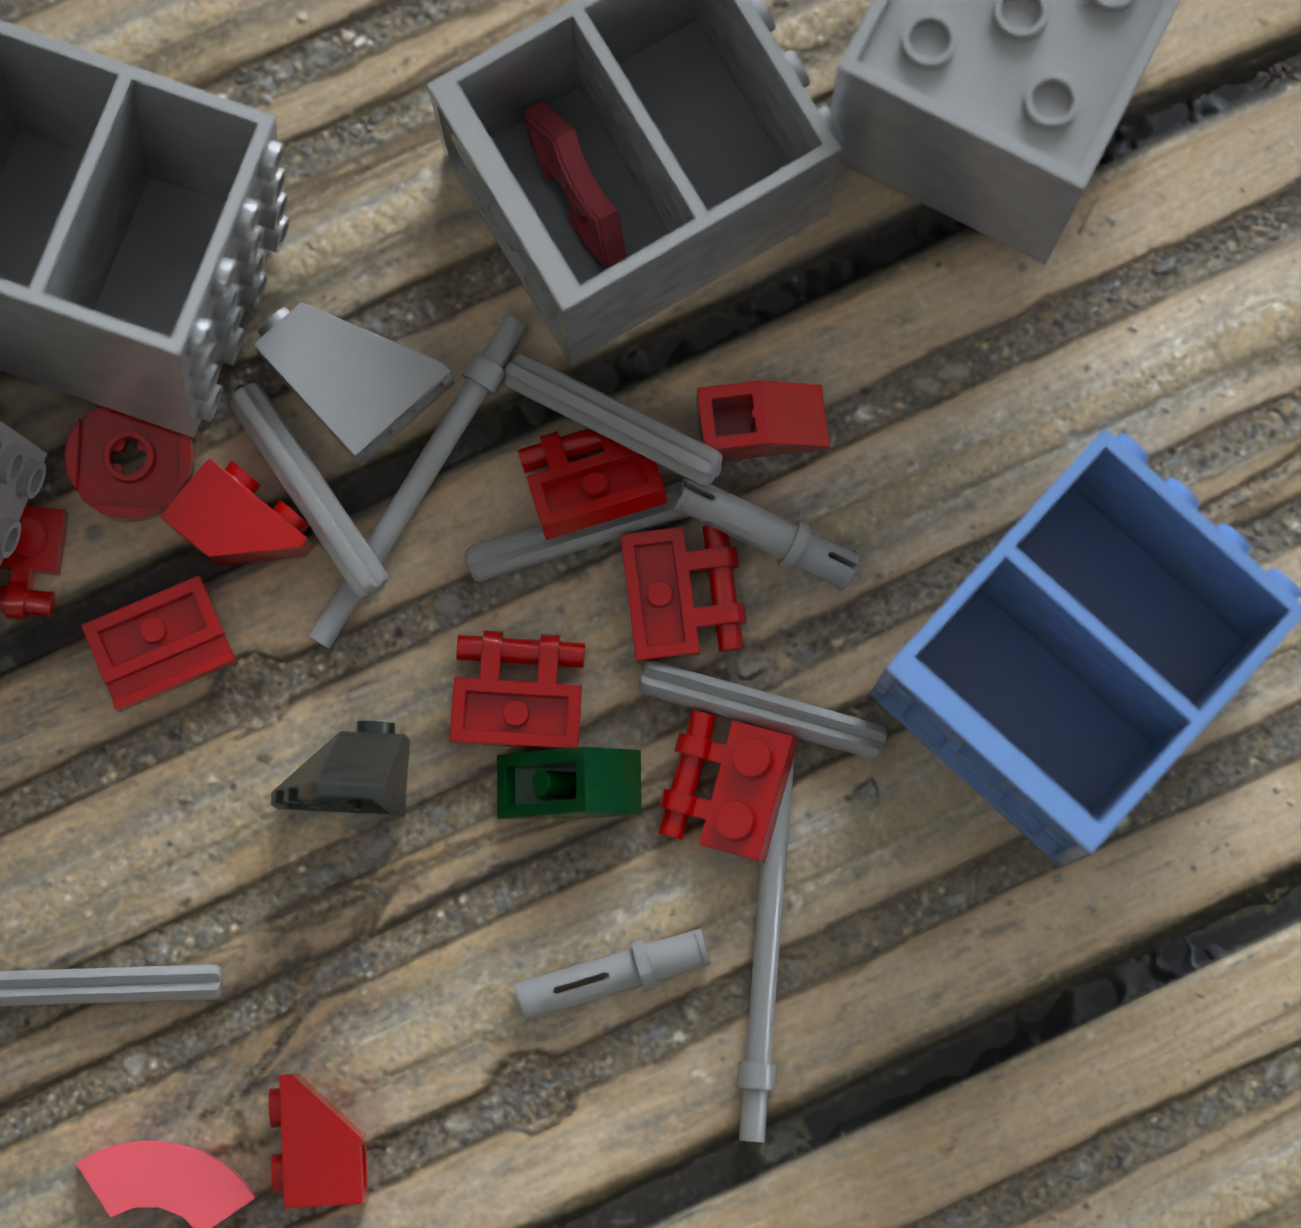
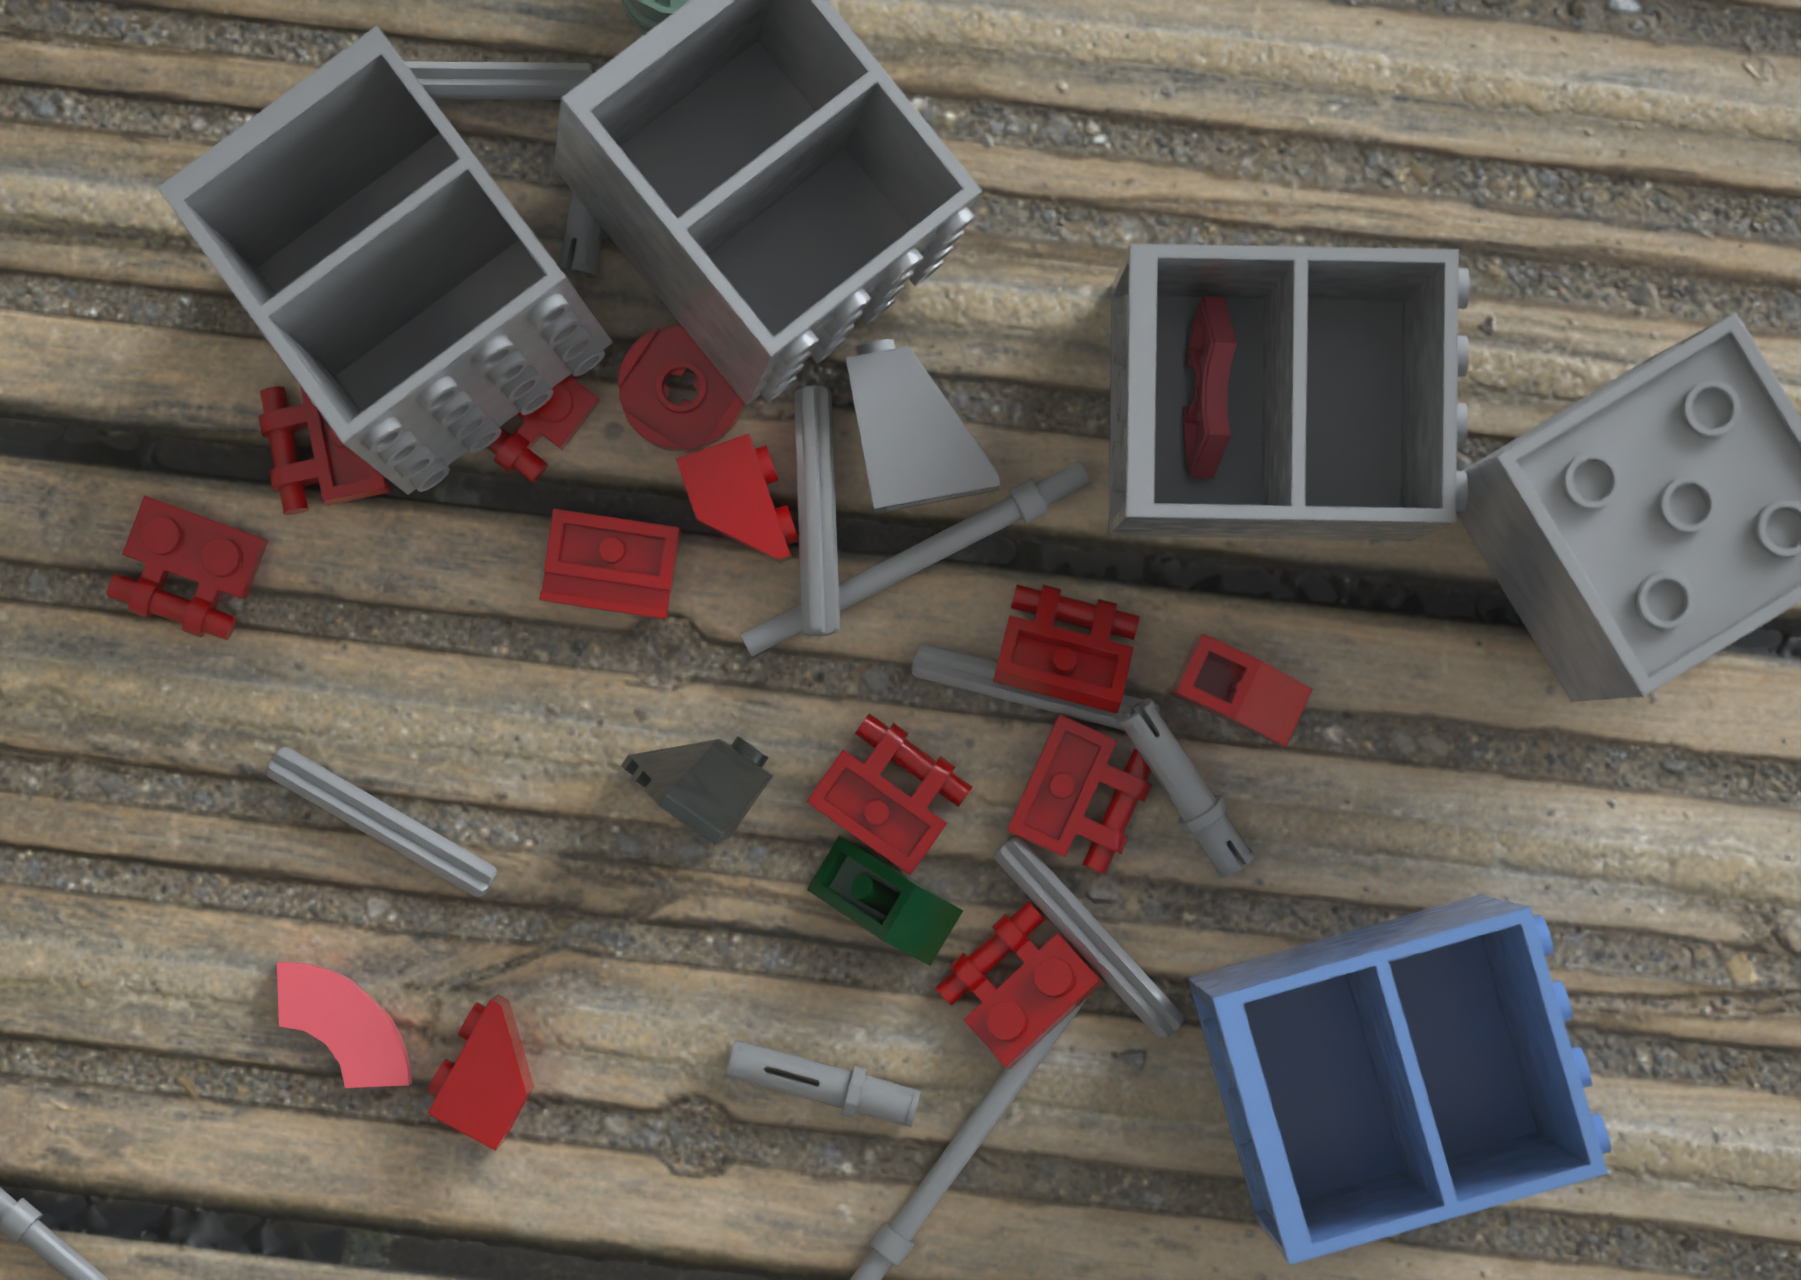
camera: 30 degrees right, 5 degrees up
(614, 420) = (1114, 613): light grey axle -> none

